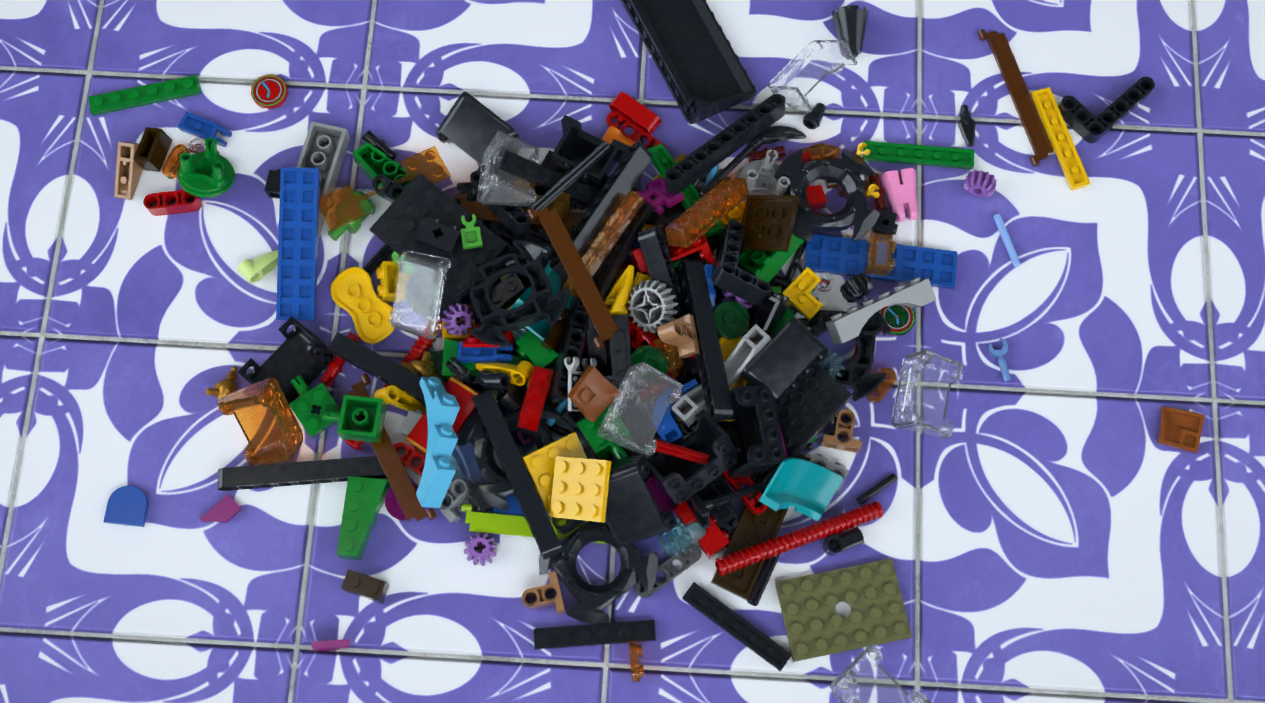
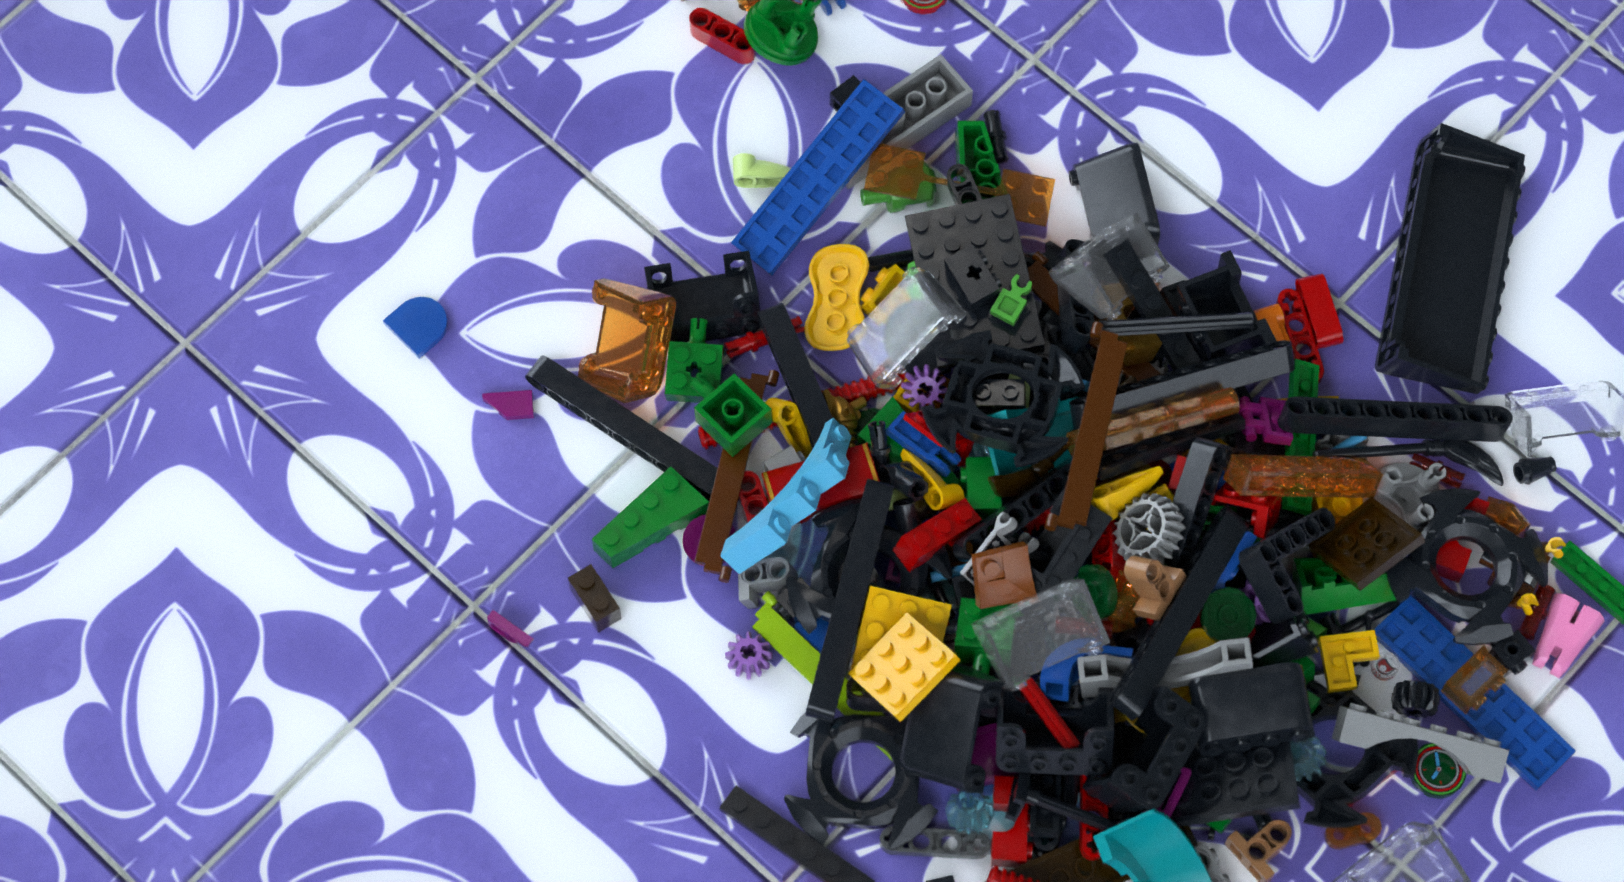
camera: 40 degrees right, 5 degrees down
(225, 386) = (620, 272): pearl gold piece -> none
(540, 592) = (774, 753): medium nougat tile -> none

